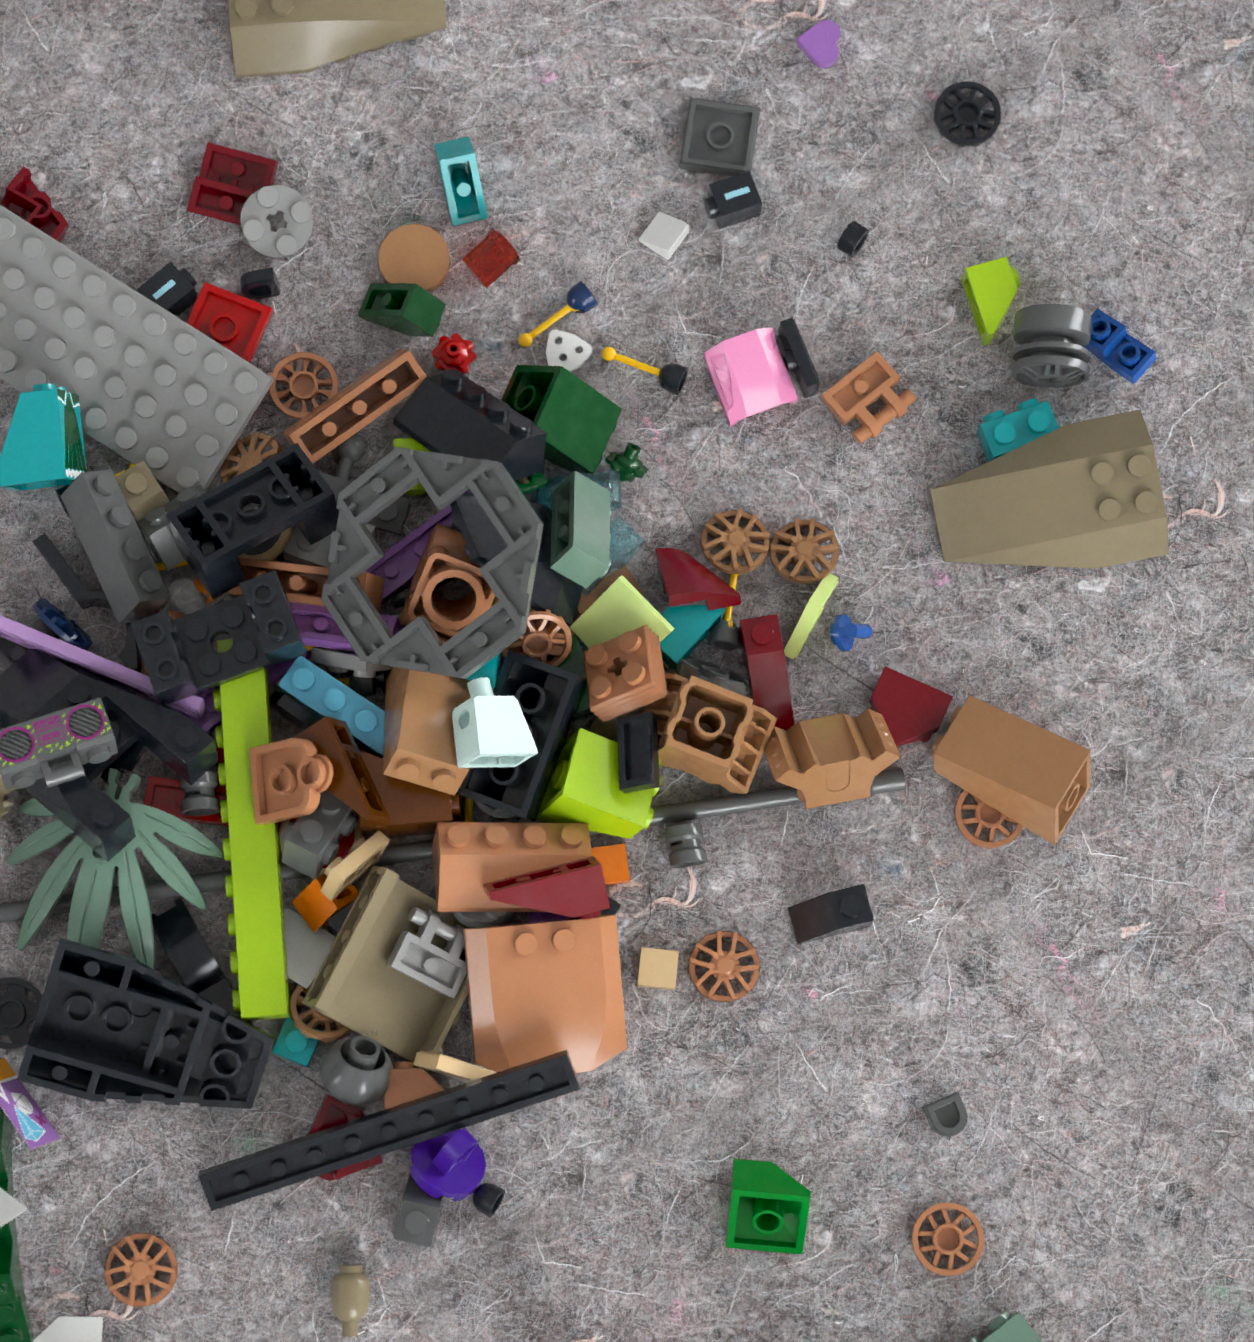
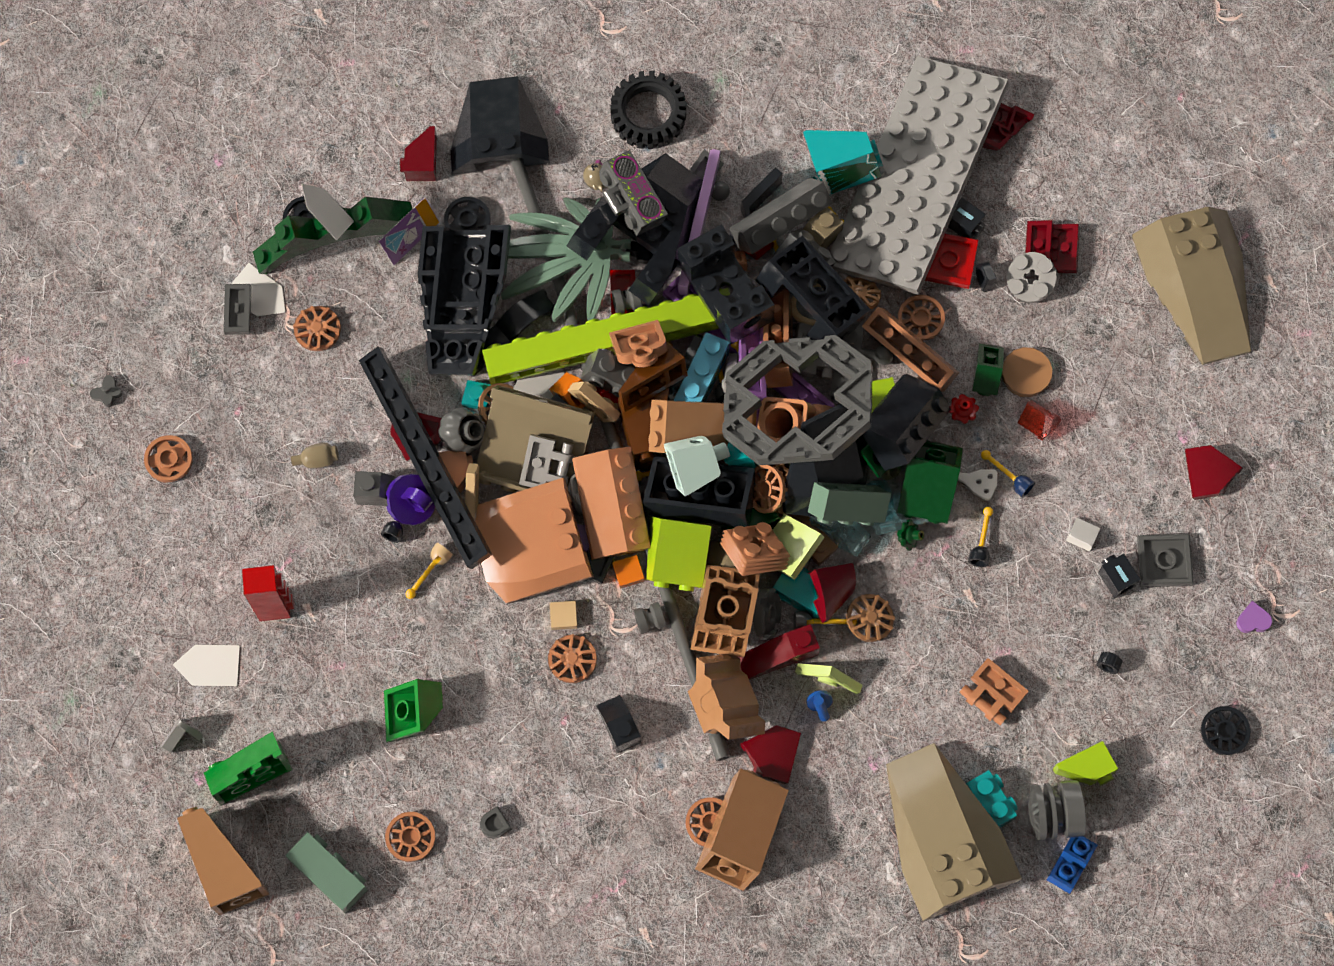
camera: 85 degrees right, 5 degrees down
(65, 628) = (722, 196): dark blue wheel -> none
(461, 180) = (1089, 390): teal slope -> none
(538, 1135) = (439, 556): none -> hinge
(563, 889) = (598, 531): dark red slope -> none
(605, 51) = (1209, 471): none -> dark red slope
(638, 752) = (701, 566): black tile -> none
(749, 374) = (993, 608): bright pink slope -> none
(797, 357) = (1011, 637): black plate -> none
(804, 551) = (873, 665): medium nougat wheel -> none

